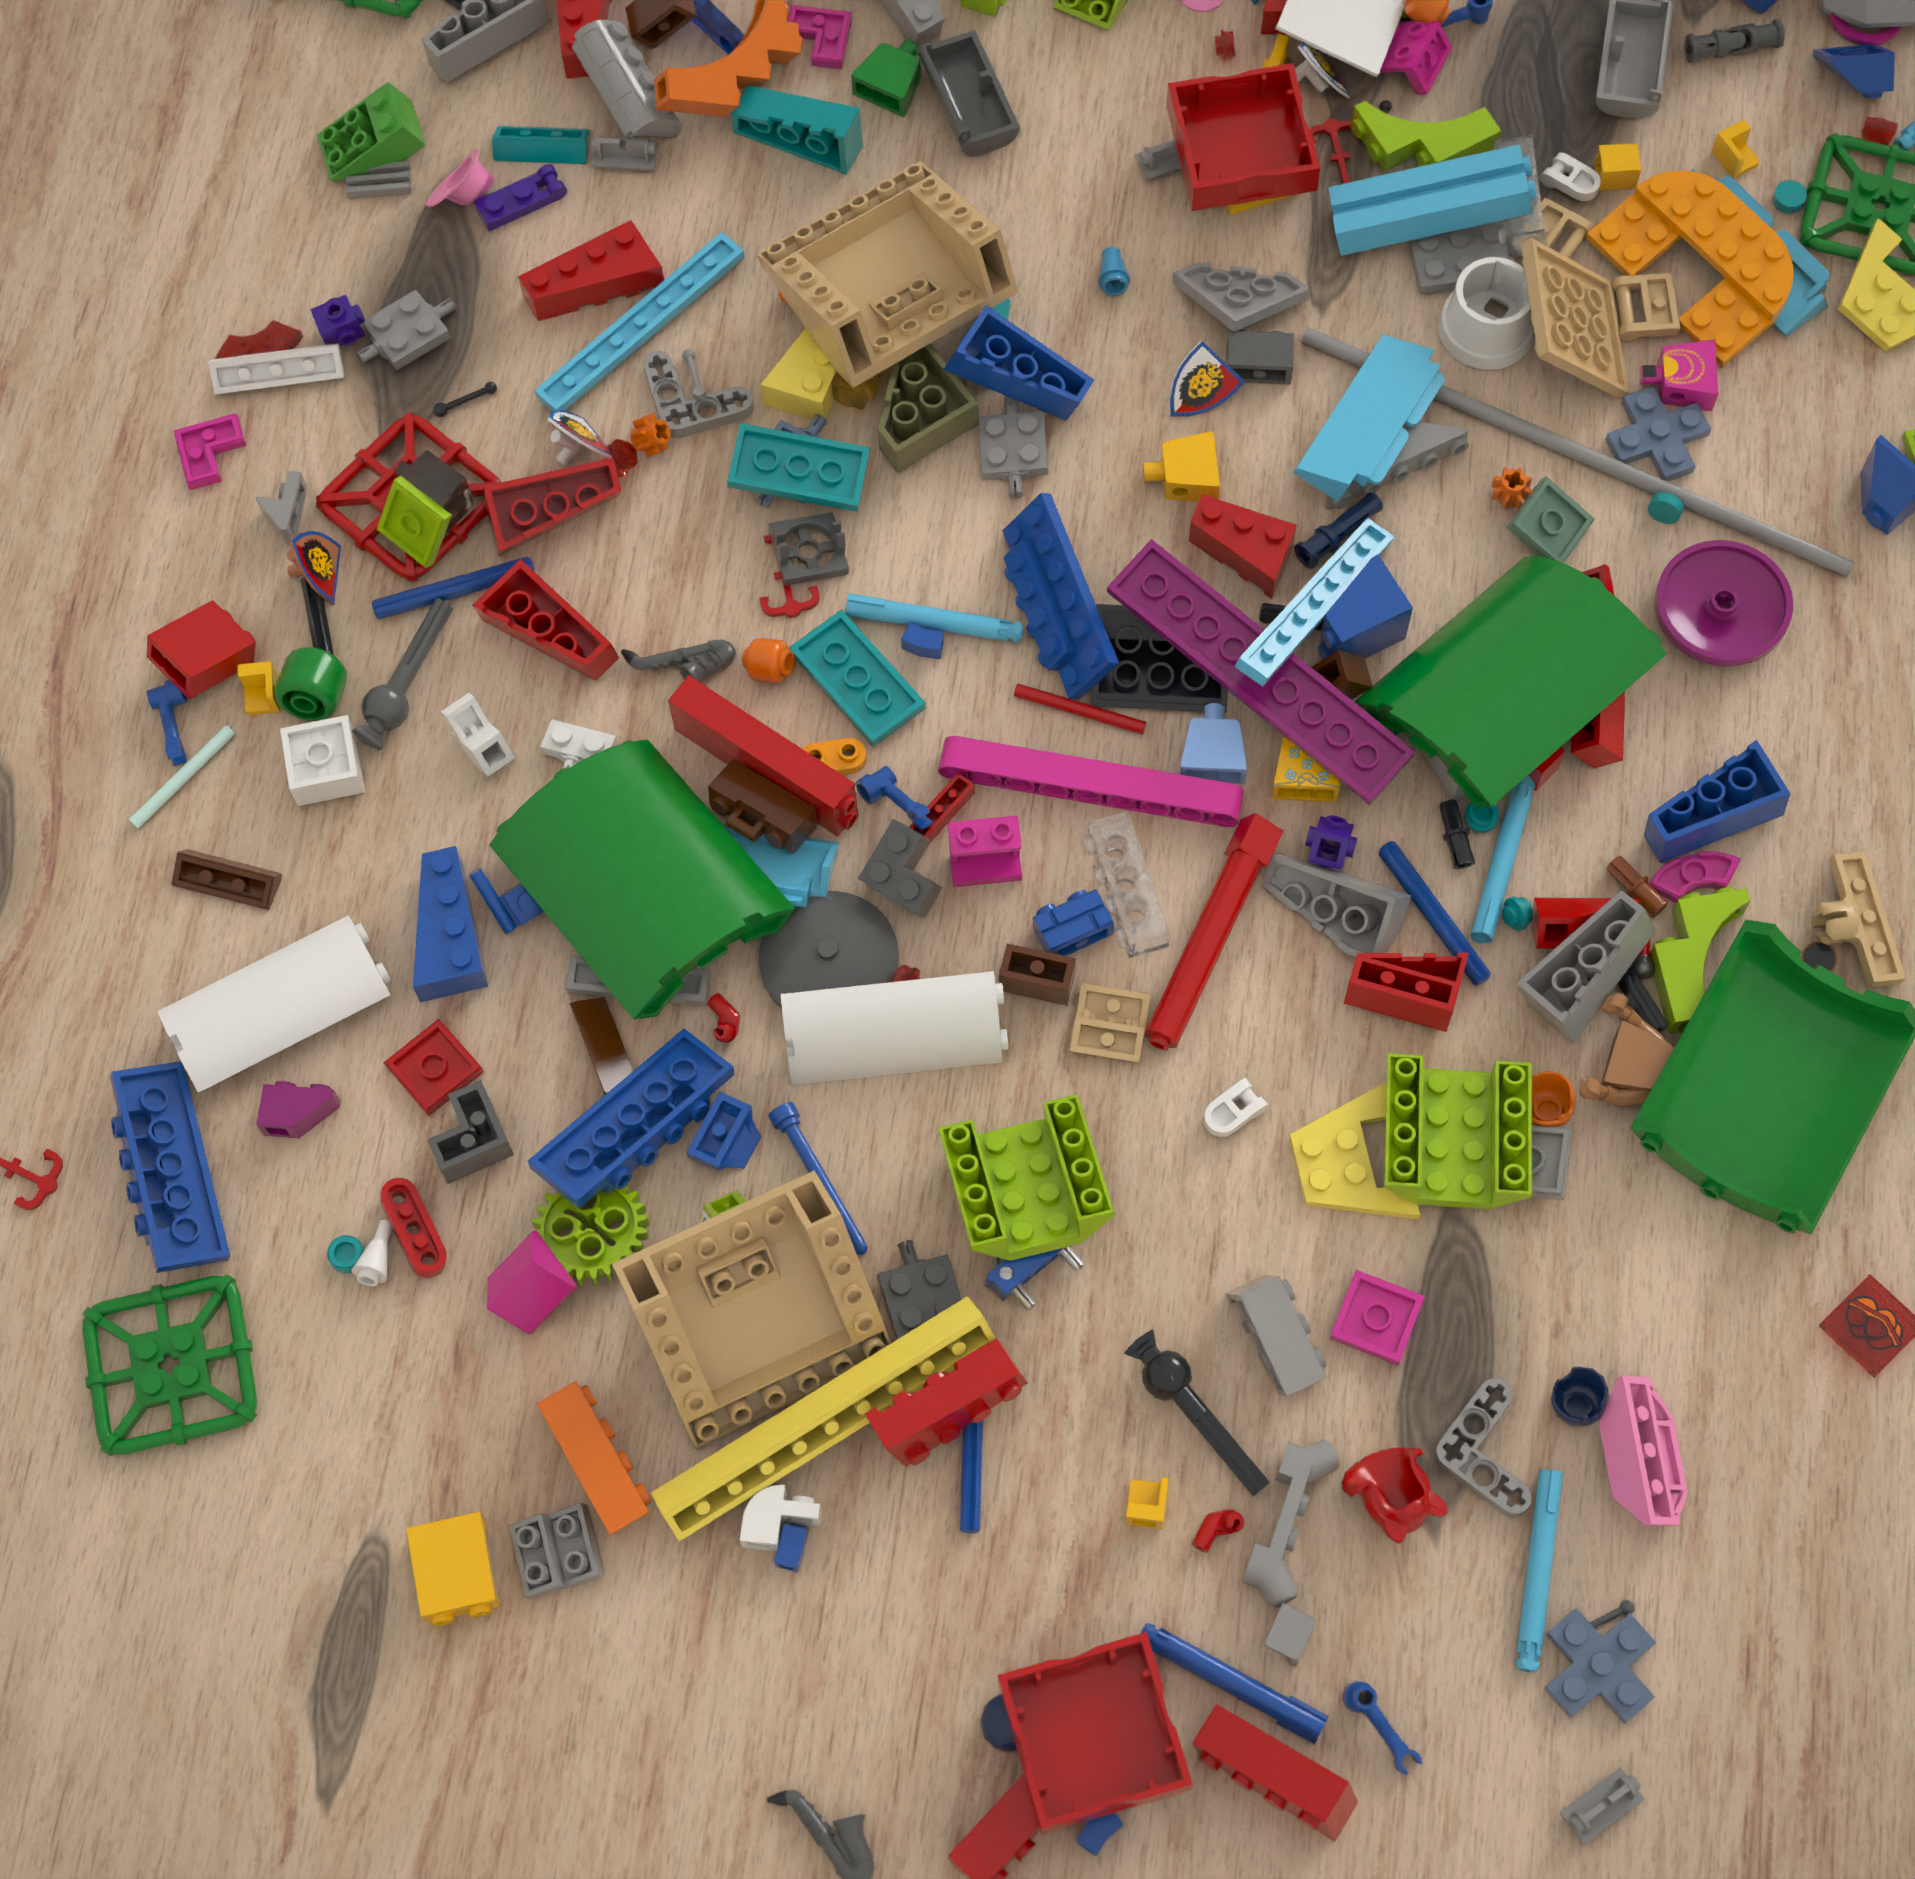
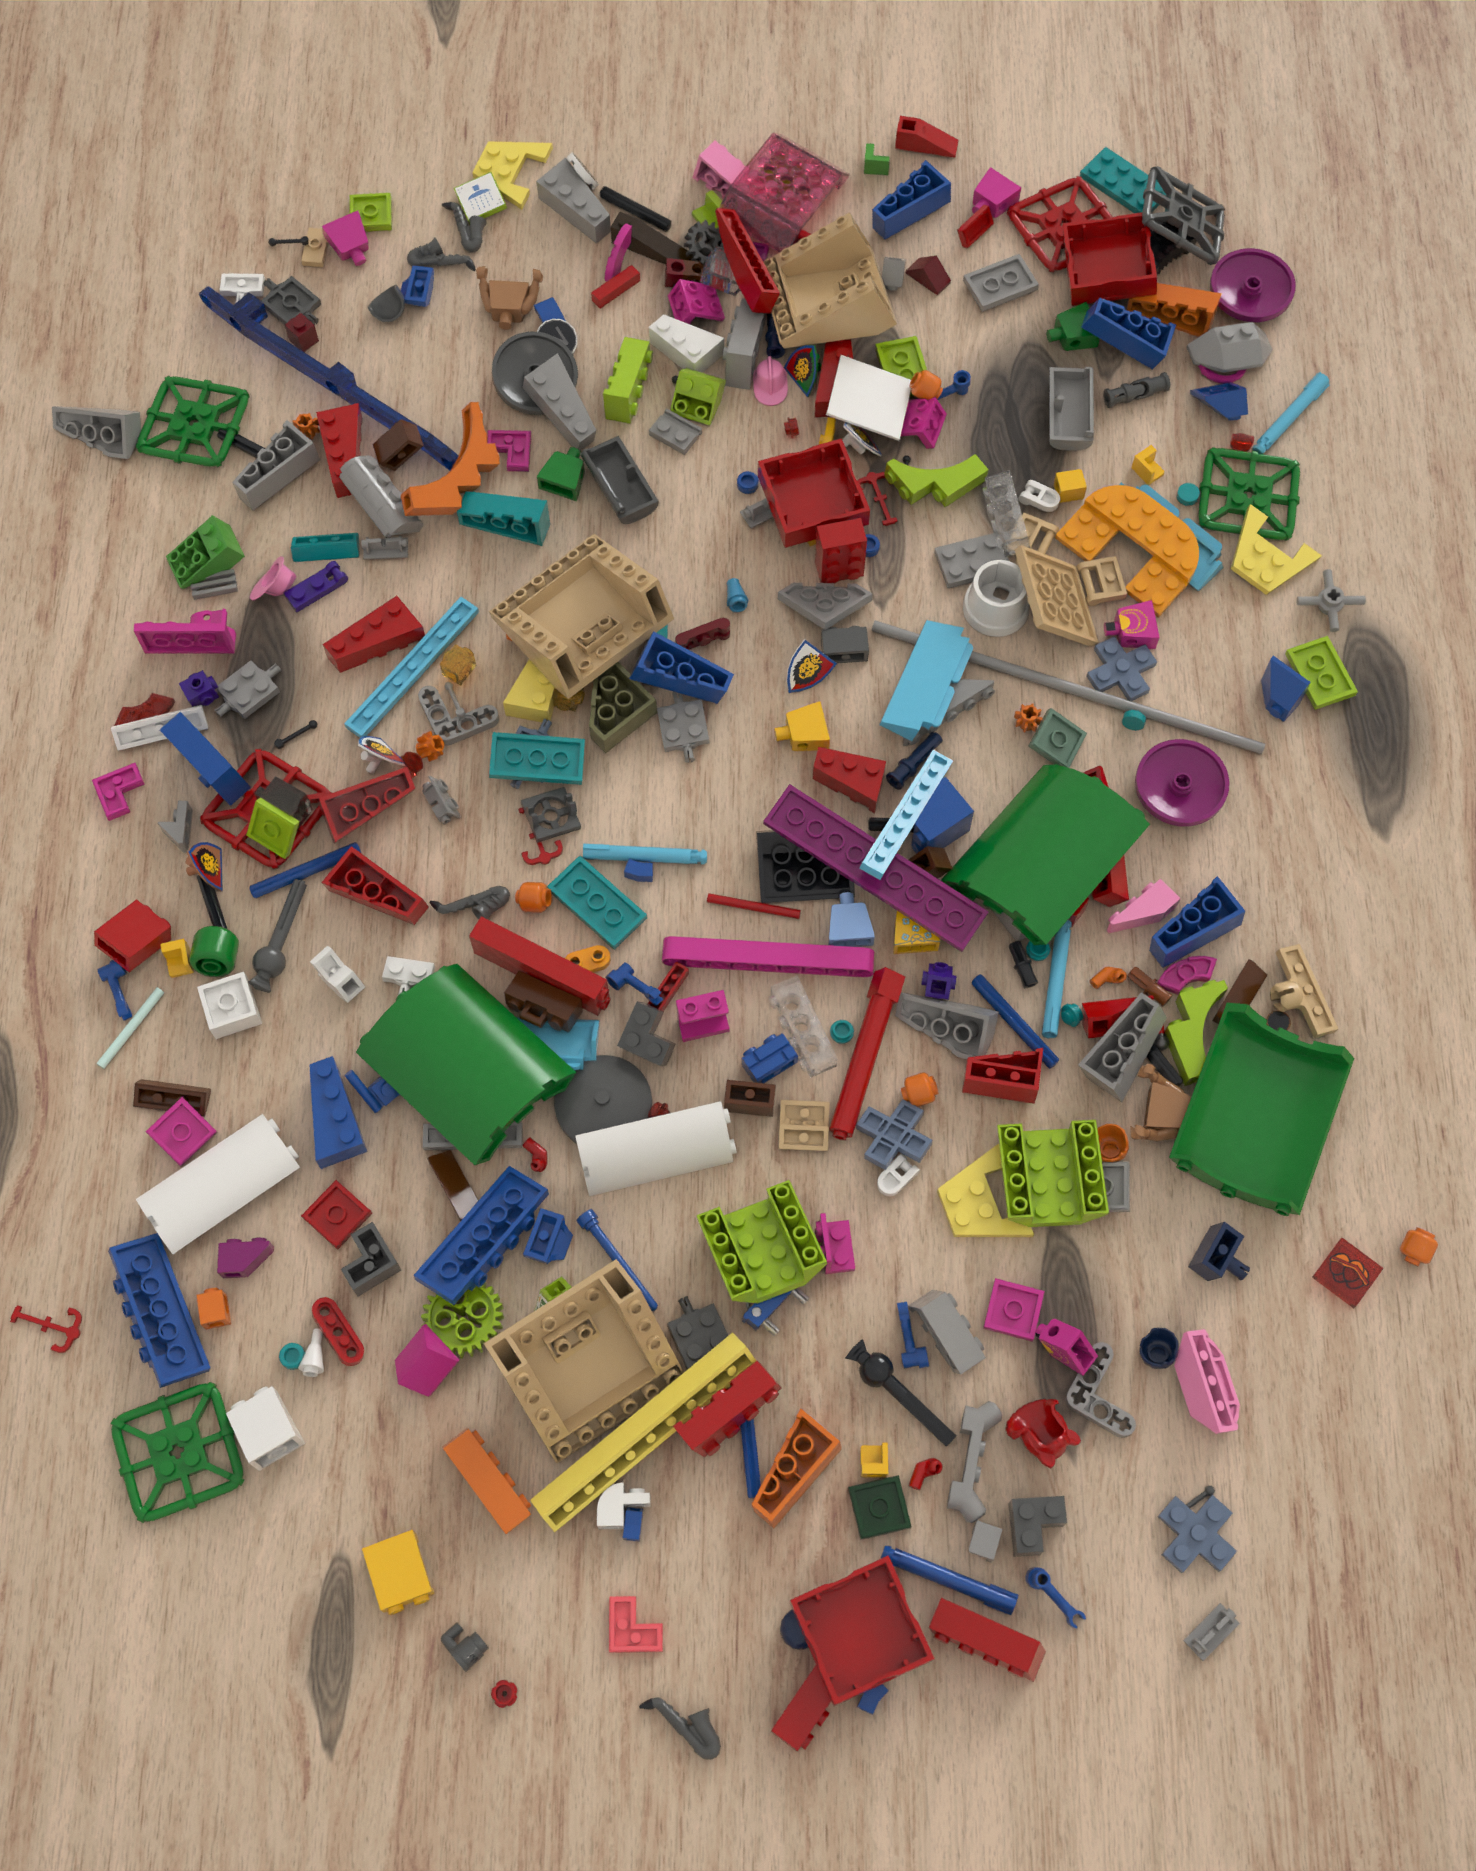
camera: 10 degrees left, 0 degrees up
(232, 927) = (181, 1131): none -> dark pink tile
(245, 1174) = (213, 1308): none -> orange brick
(293, 1347) = (264, 1428): none -> white slope
(332, 248) = (195, 637): none -> dark pink plate
(333, 416) = (203, 756): none -> blue brick
(534, 1690) = (468, 1650): none -> dark grey piece
(556, 1550) = (468, 1549): light grey slope -> none
(576, 1746) = (510, 1688): none -> red plate
(663, 521) = (437, 792): none -> light grey hinge
(705, 325) = (458, 664): none -> clear yellow brick
(762, 1698) = (625, 1634): none -> coral tile
(1032, 1497) = (796, 1466): none -> orange wedge
(1056, 598) = (728, 831): blue plate -> none
(1057, 34) = (675, 431): none -> light grey plate
(1061, 320) = (704, 634): none -> dark red plate
(1132, 1195) = (835, 1245): none -> dark pink bracket
(1146, 1569) = (879, 1507): none -> dark green tile
(1151, 115) = (747, 482): none -> blue tile
(1182, 898) = (842, 1031): none -> teal plate
(1222, 1364) = (913, 1356): none -> blue brick
(1237, 1050) = (894, 1134): none -> sand blue plate
(1270, 222) = (840, 551): none -> red brick
(1283, 992) = (919, 1089): none -> orange head
(1313, 221) = (873, 545): none -> blue tile
(1361, 1608) = (1028, 1518): none -> dark grey brick
(1432, 199) = (948, 523): medium azure brick -> none
(1435, 1364) = (1060, 1338): none -> dark pink torso
(1539, 1570) = (1147, 1472): medium azure piece -> none
(1580, 864) = (1110, 975): none -> orange arm
(1650, 776) = (1149, 908): none -> bright pink slope
(1683, 1274) = (1217, 1253): none -> dark blue brick
(1777, 902) = (1244, 988): none -> reddish brown slope

